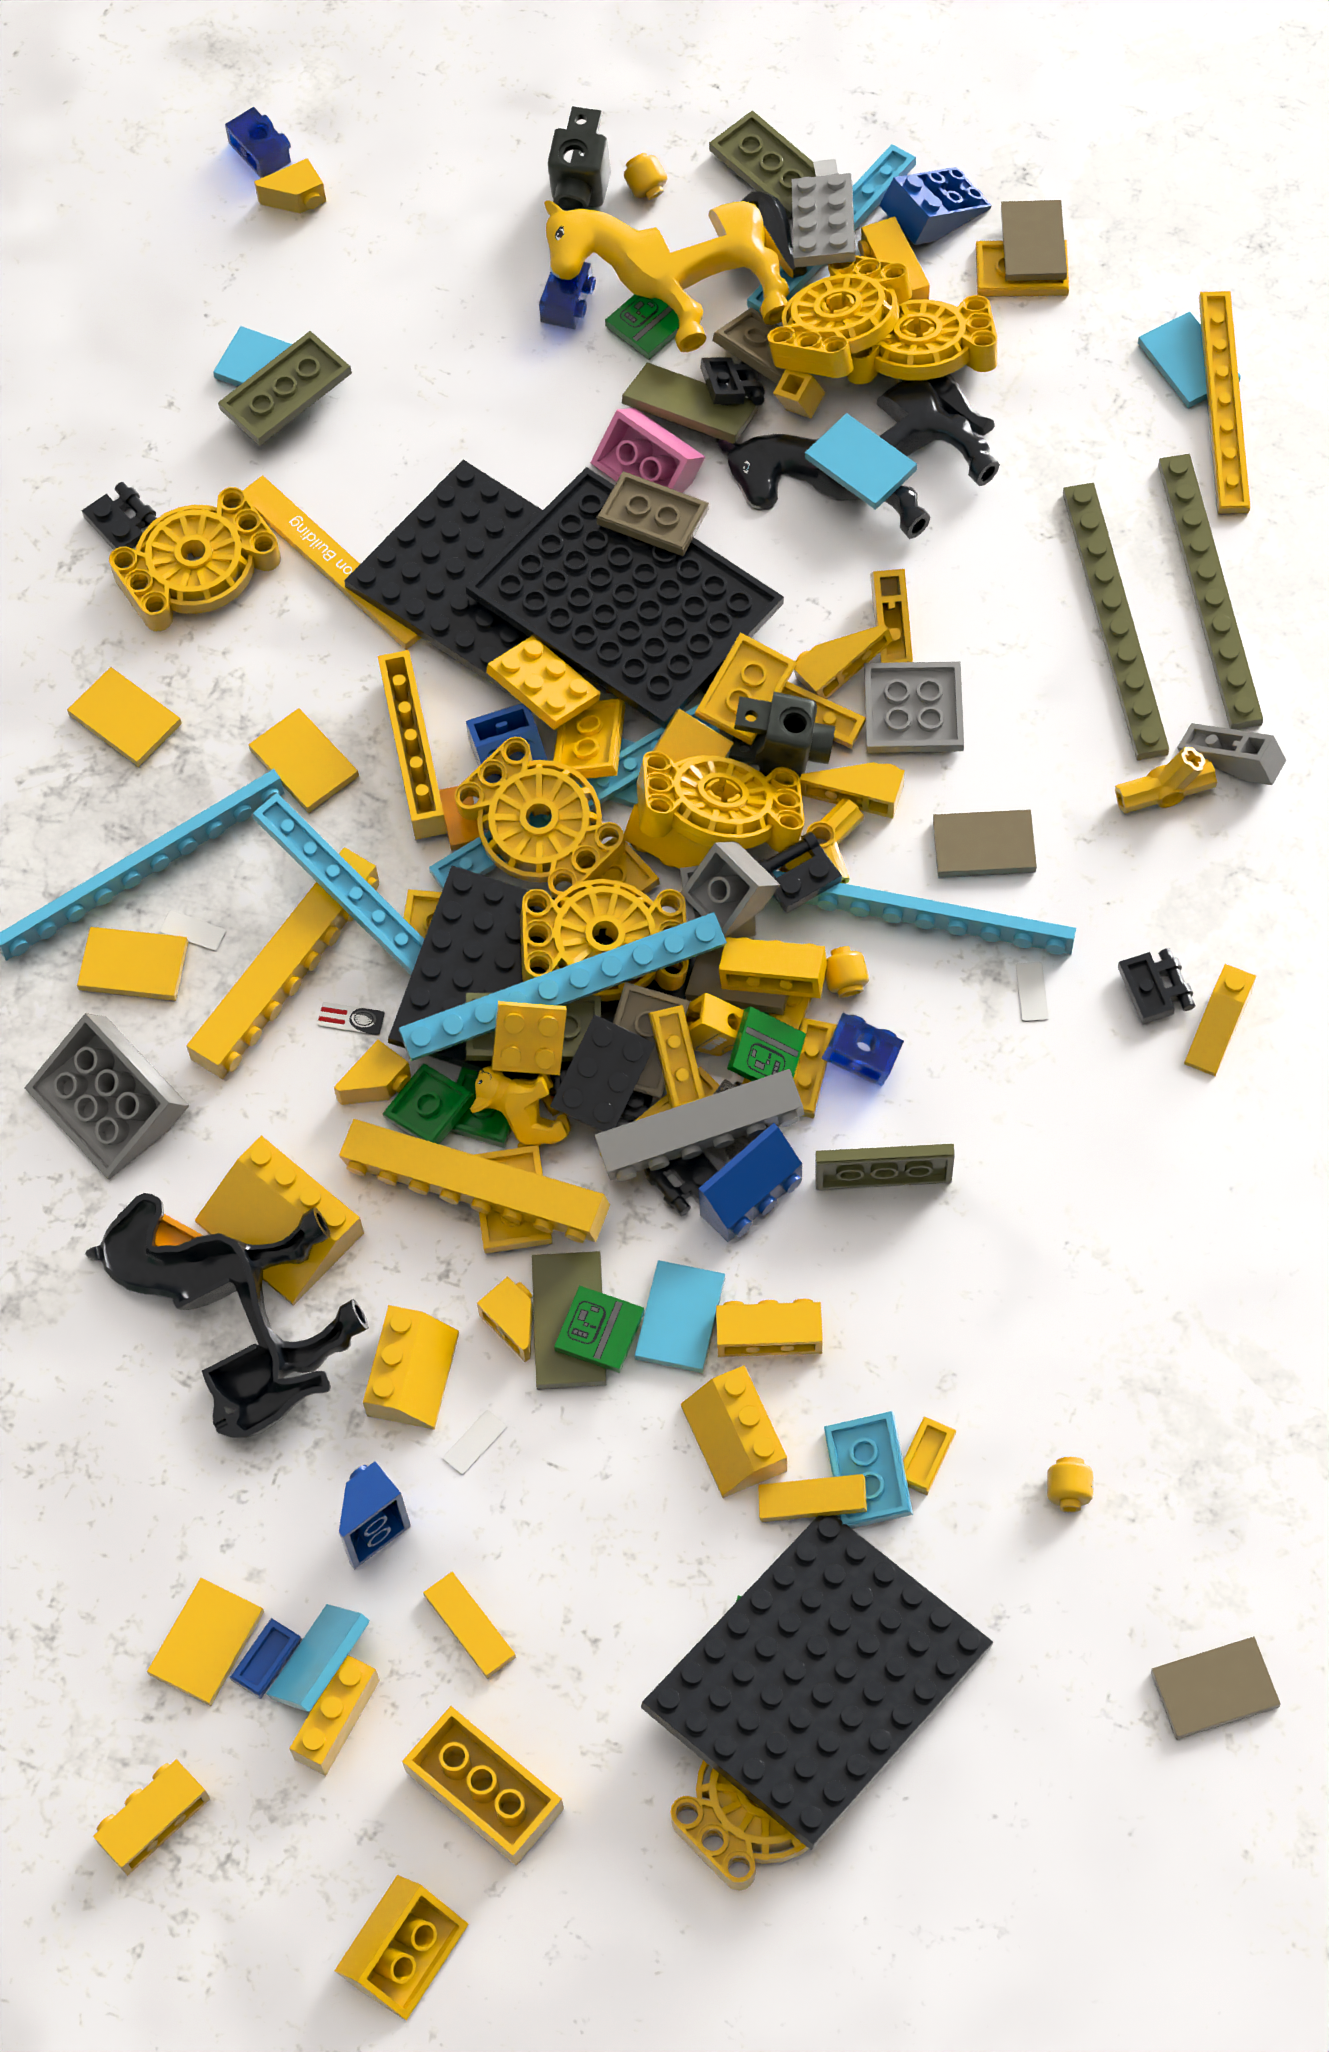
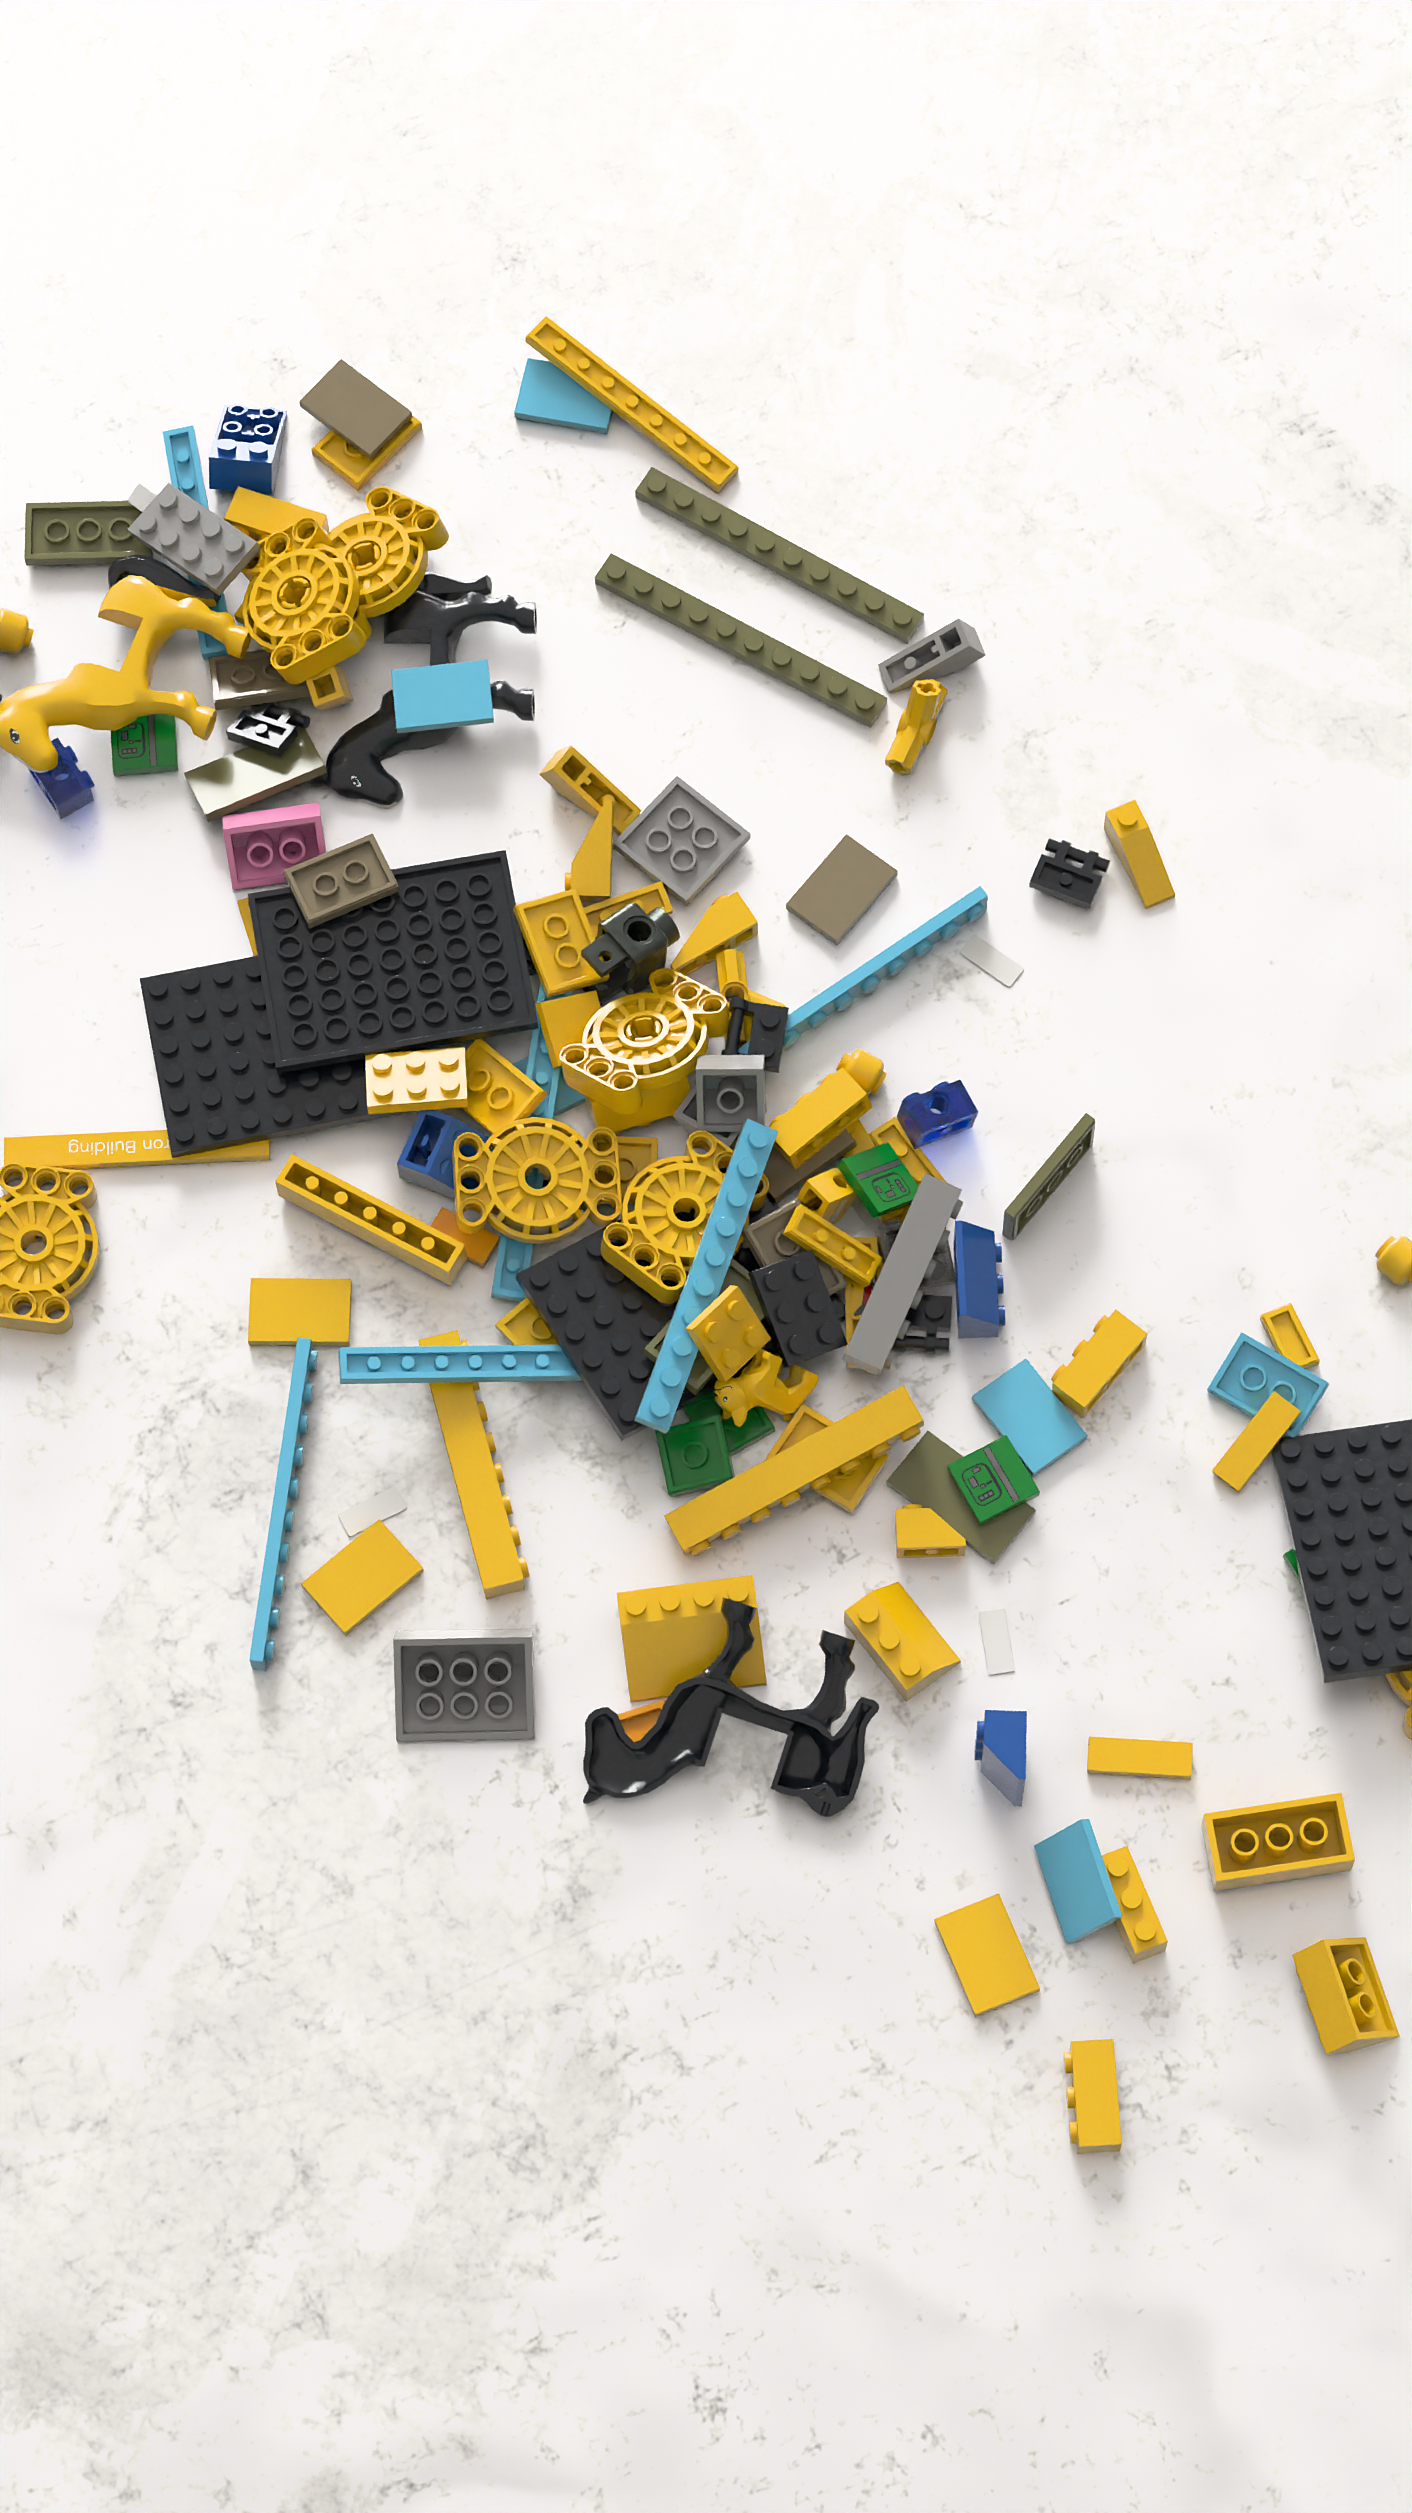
camera: 50 degrees left, 5 degrees up
(124, 716) = (128, 1414): yellow tile -> none
(266, 1658) = (1038, 1922): blue tile -> none
(351, 1018) = (561, 1455): sticker -> none
(373, 1076) = (634, 1473): yellow slope -> none
(734, 1432) = (1157, 1453): yellow slope -> none

